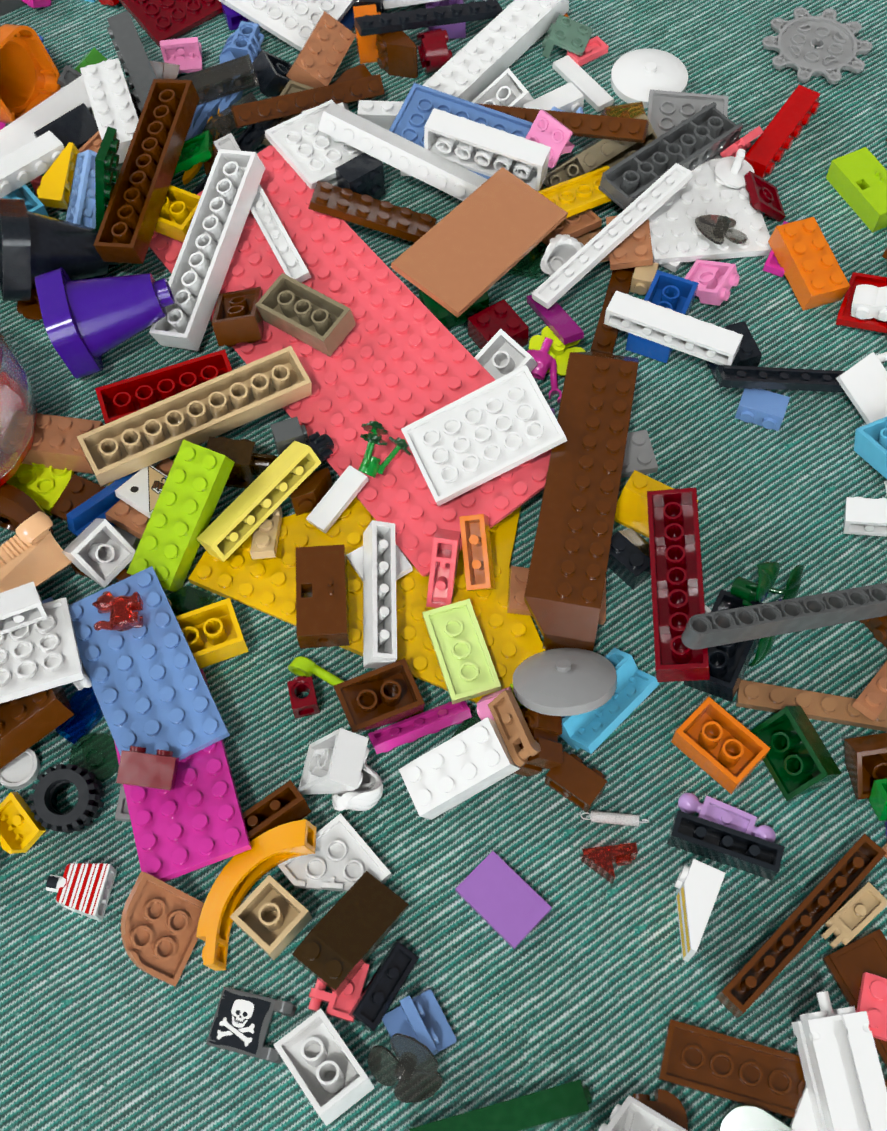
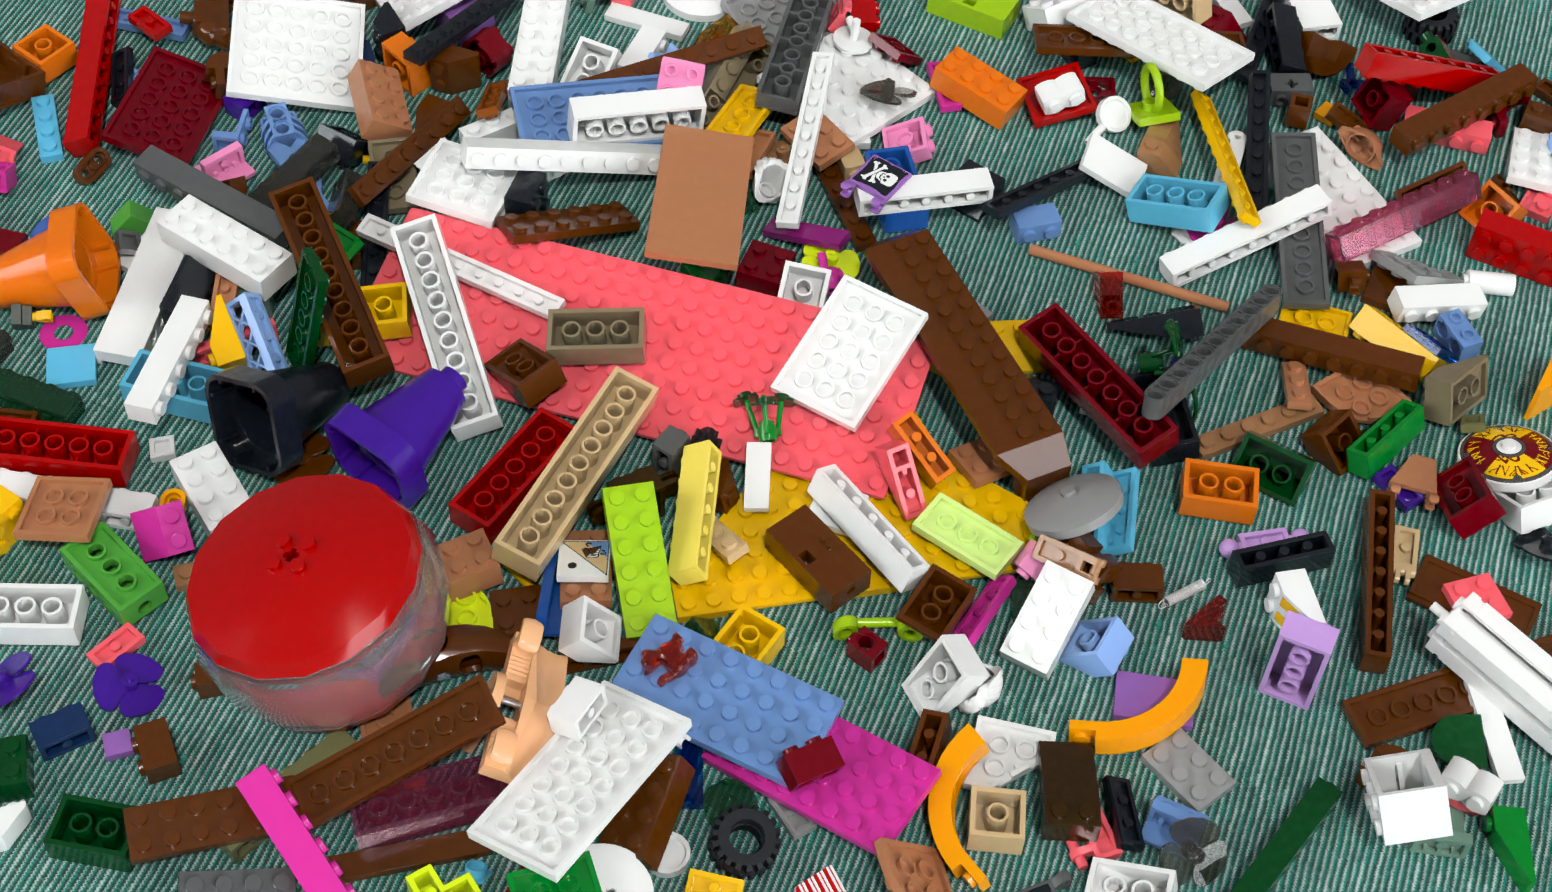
camera: 40 degrees left, 10 degrees down
(99, 12) = (90, 167): none -> reddish brown plate
(214, 35) = (223, 138): none -> medium blue bracket
(396, 91) = (492, 100): none -> dark orange plate
(477, 985) = (1188, 771): none -> light grey plate
(483, 925) = (1150, 726): none -> light orange arch
(492, 819) = (1097, 646): none -> light blue slope
(634, 298) = (878, 179): none -> flag
(643, 956) = (1298, 660): none -> lavender brick
(775, 506) = (1109, 293): none -> clear red slope
(811, 504) = (1130, 278): none -> nougat piece
(821, 568) = (1152, 323): none -> black wedge

